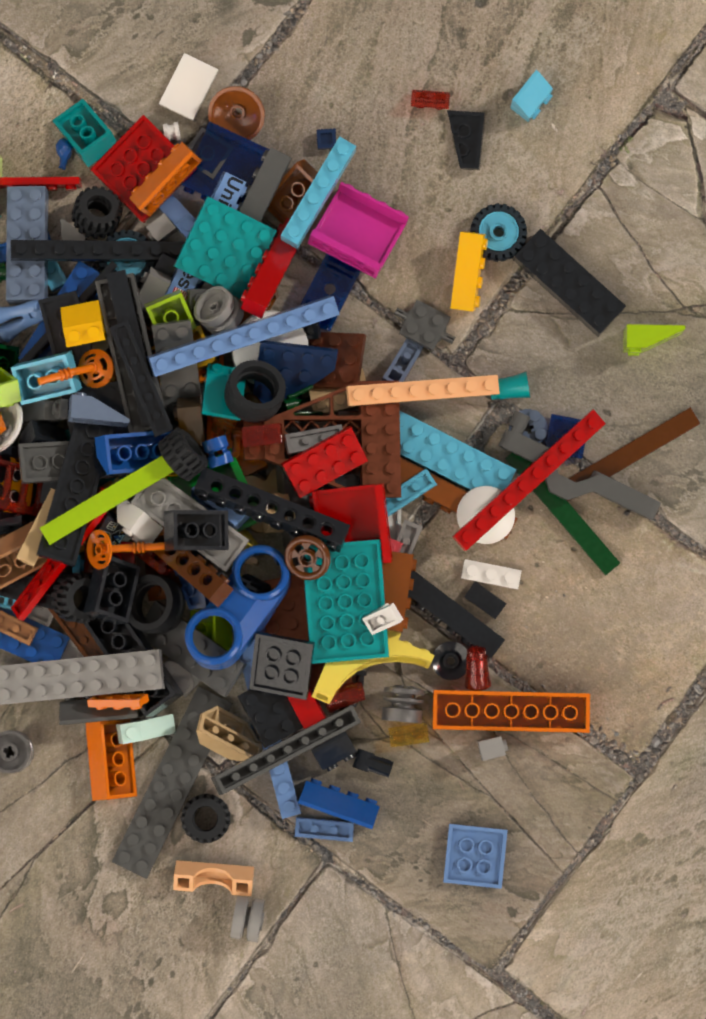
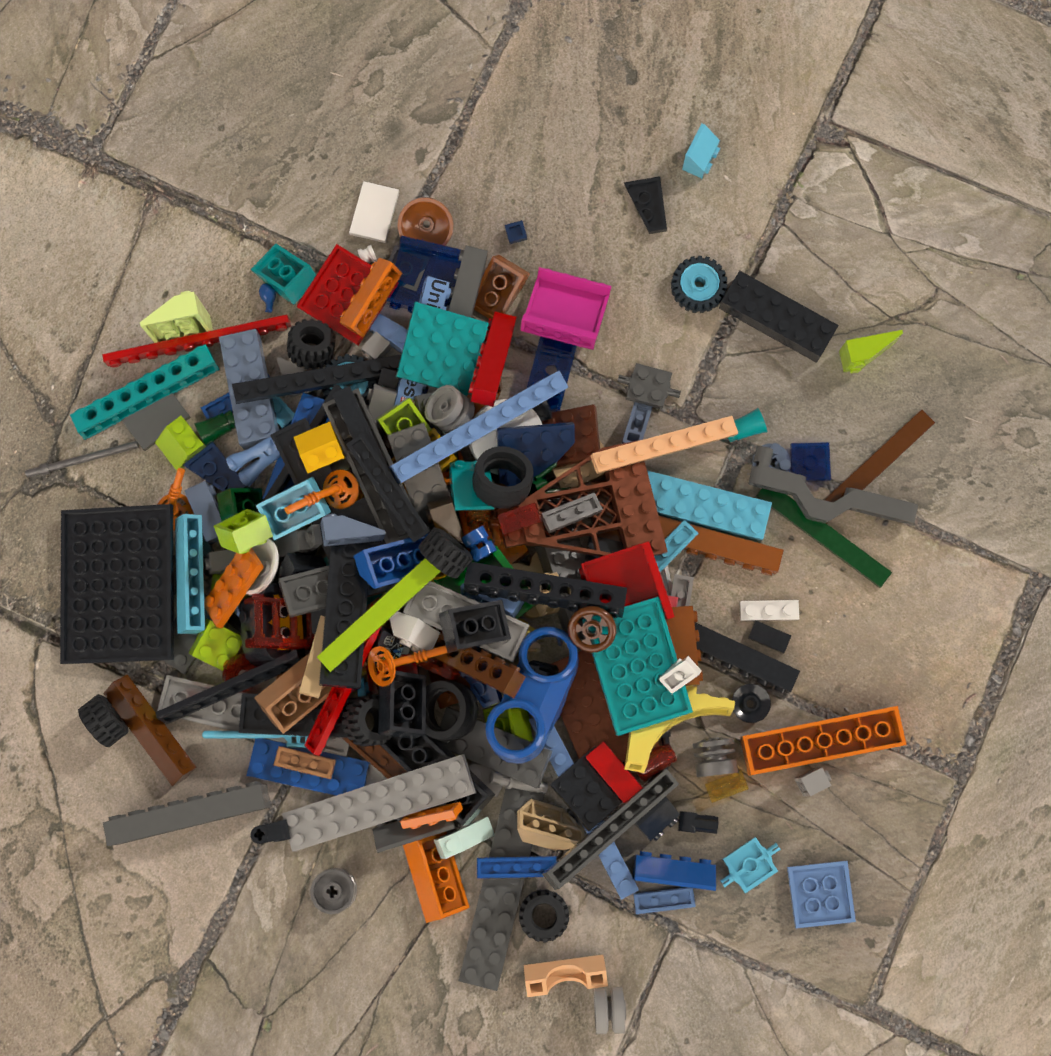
camera: 15 degrees left, 5 degrees down
(186, 766) = (513, 866): none -> blue tile
(199, 686) = (503, 780): none -> light grey pin
(281, 665) = (589, 743): black plate -> none
(318, 192) = (521, 278): medium azure brick -> none
(324, 462) = (586, 532): red plate -> none
(413, 814) = (750, 865): none -> medium azure plate
(430, 99) = (605, 175): clear red plate -> none
(468, 270) = (679, 324): yellow brick -> none
(476, 500) = (750, 538): white dish -> none
(477, 670) = (780, 707): clear red plant -> none
(528, 480) = (787, 510): red plate -> none

